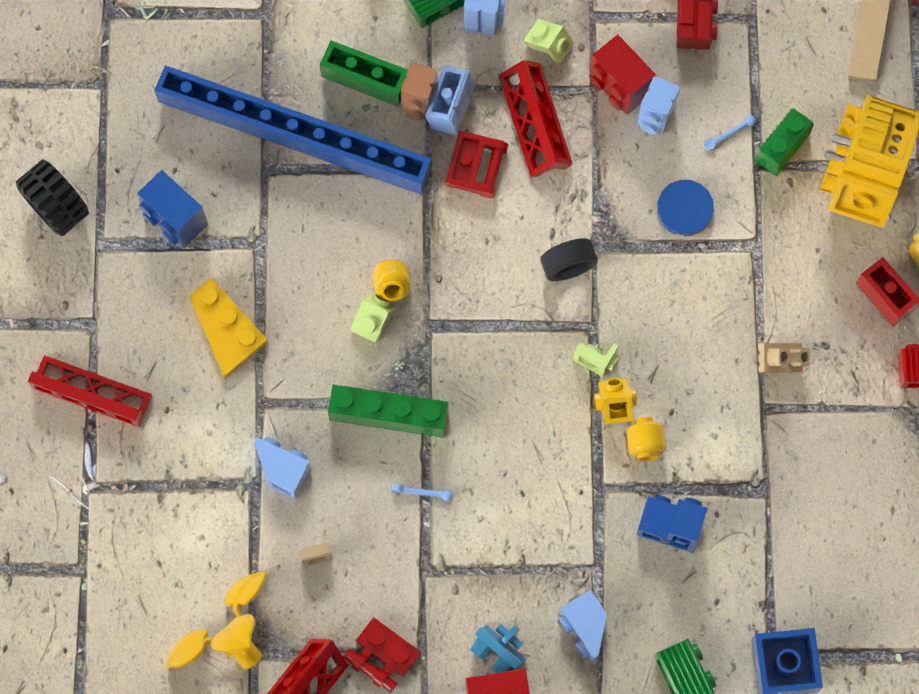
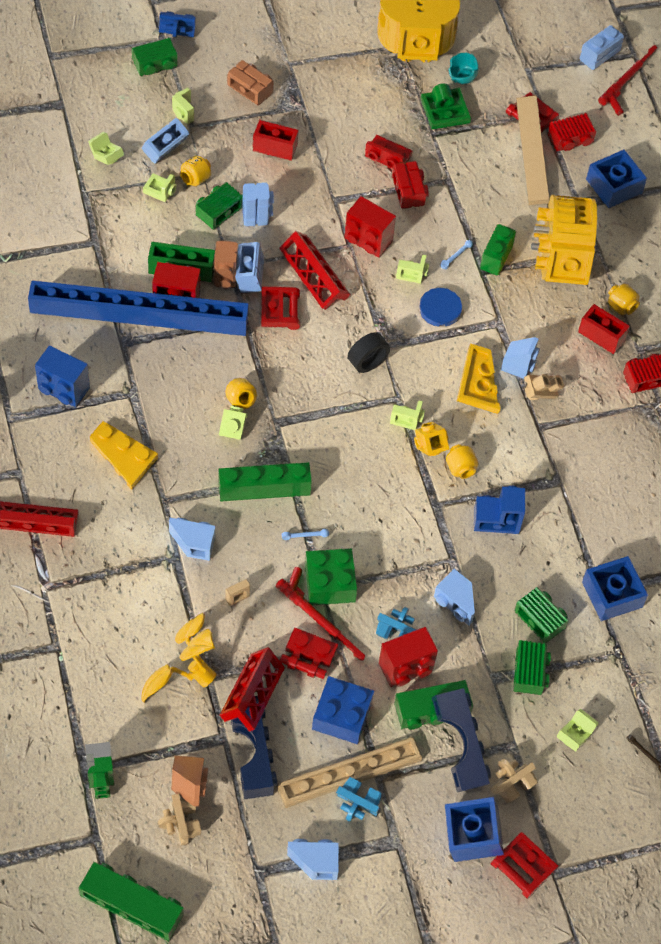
camera: 20 degrees left, 15 degrees down
(348, 107) = (176, 280): none -> red brick
(388, 572) = (296, 595): none -> red piece
(435, 560) = (330, 576): none -> green brick
(549, 39) = (309, 216): yellowish green bracket -> none
(658, 106) = (401, 240): light blue brick -> none
(660, 147) = (412, 271): none -> yellowish green bracket
(701, 329) = (477, 380): none -> yellow wing
(765, 309) = (521, 357): none -> light blue slope

